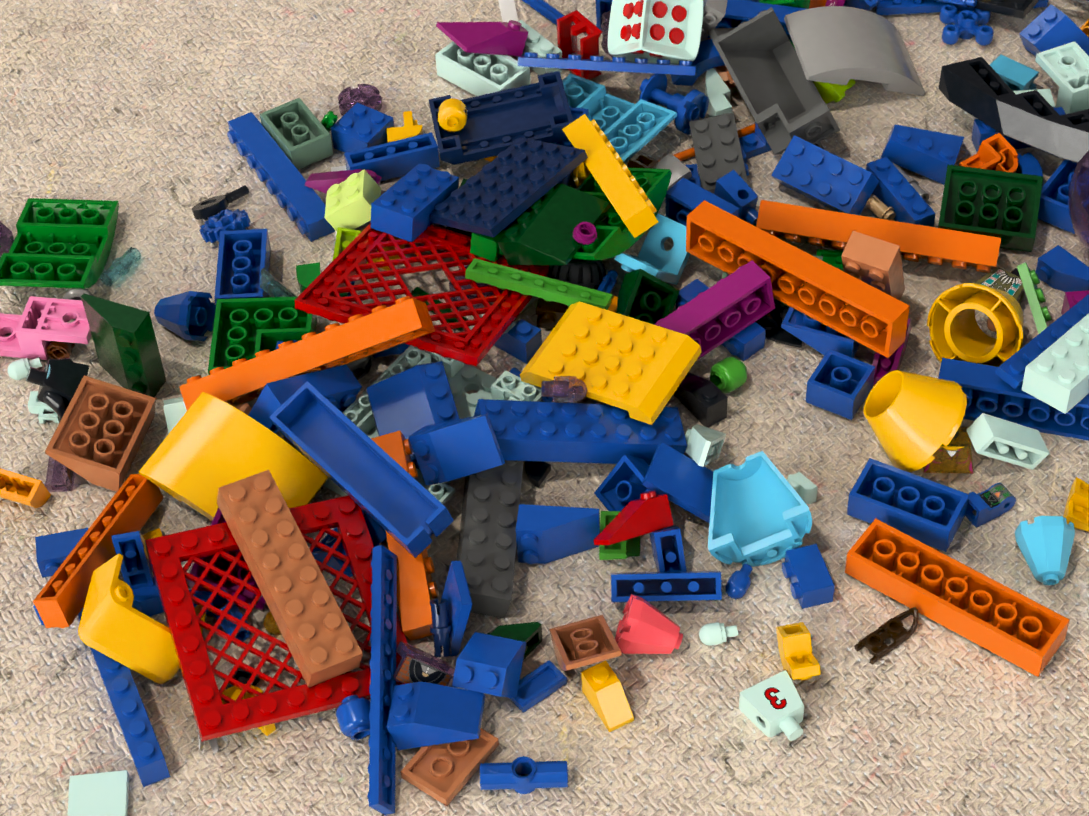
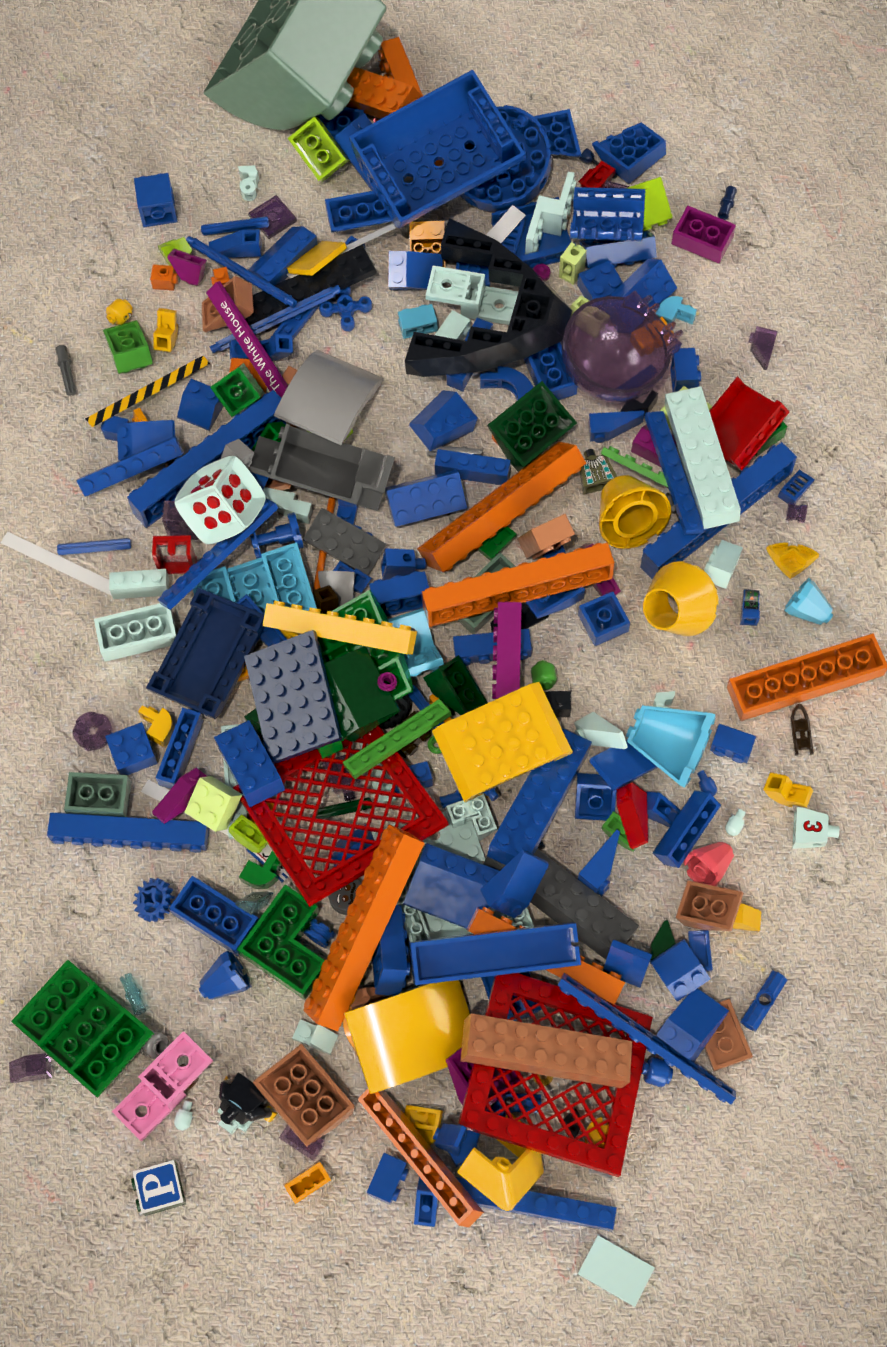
camera: 55 degrees left, 20 degrees up
(125, 344) = (244, 1039): dark green slope -> none
(218, 203) = (122, 894): black piece -> none
(329, 120) = (108, 768): green axle -> none
(421, 666) = (651, 1007): panel -> none
(440, 628) = (633, 981): dark blue pin -> none
(452, 115) = (182, 684): yellow head -> none
(487, 37) = (114, 609): magenta slope -> none
(564, 389) = (515, 787): hips -> none
(880, 209) = (470, 485): tan pin -> none
(908, 504) = (723, 651): blue brick -> none
(994, 154) = (491, 395): orange brick -> none

